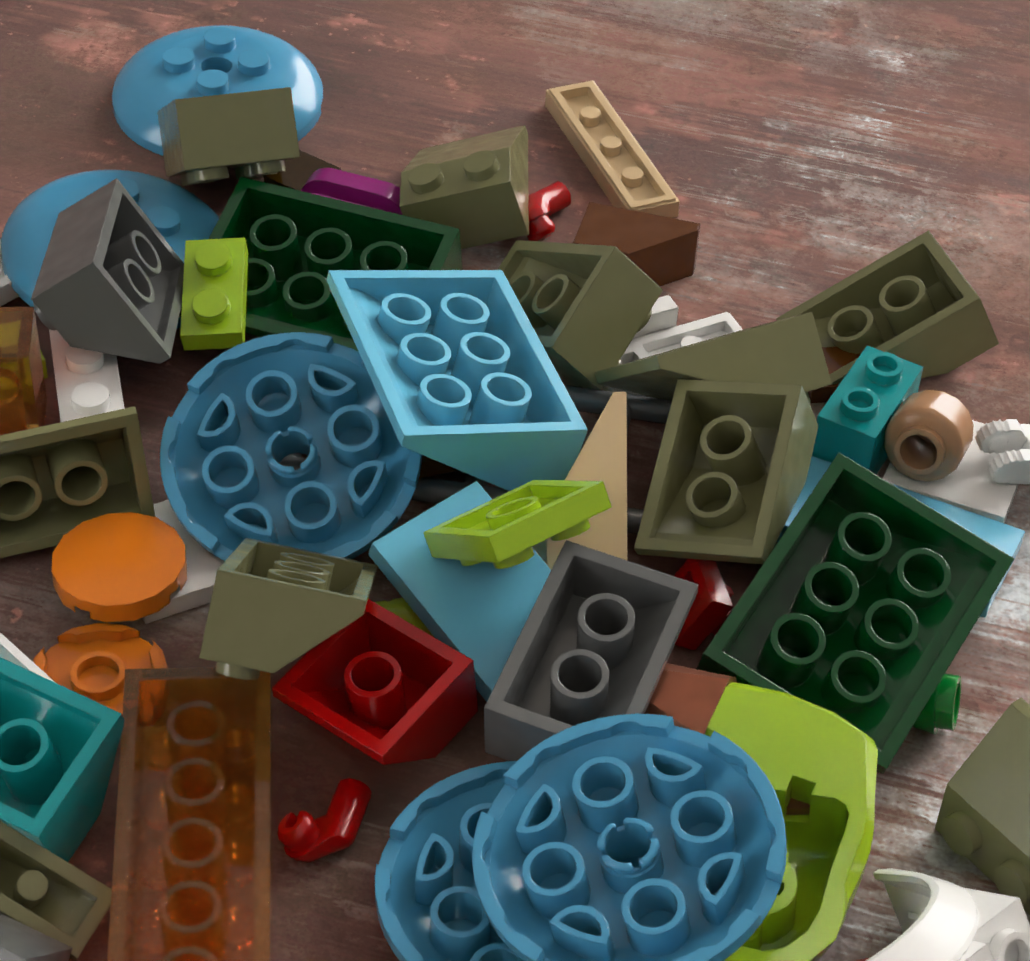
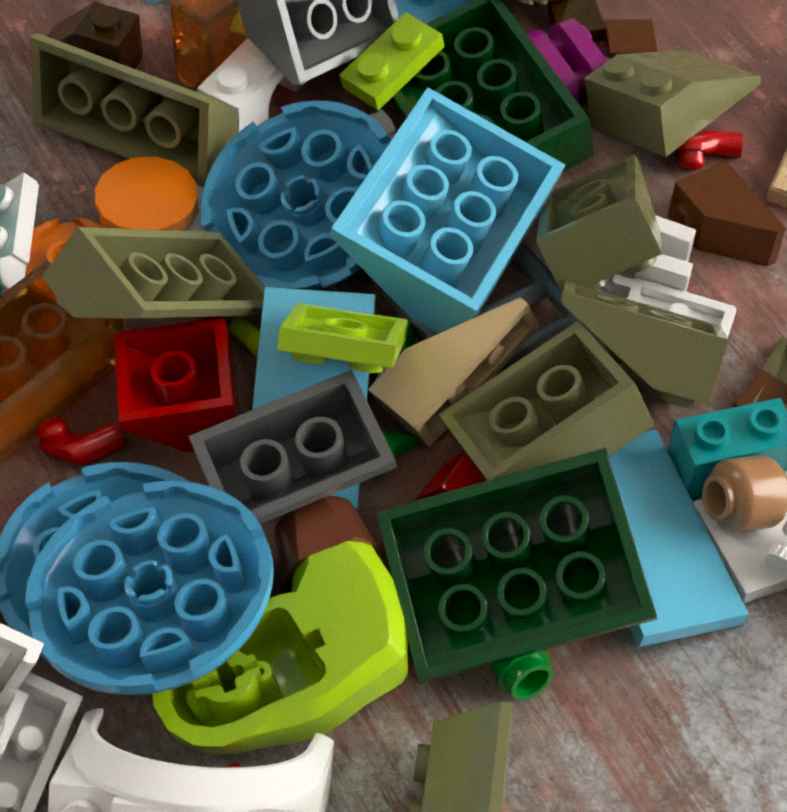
camera: 45 degrees right, 10 degrees up
(372, 161) = (629, 37): none -> reddish brown tile

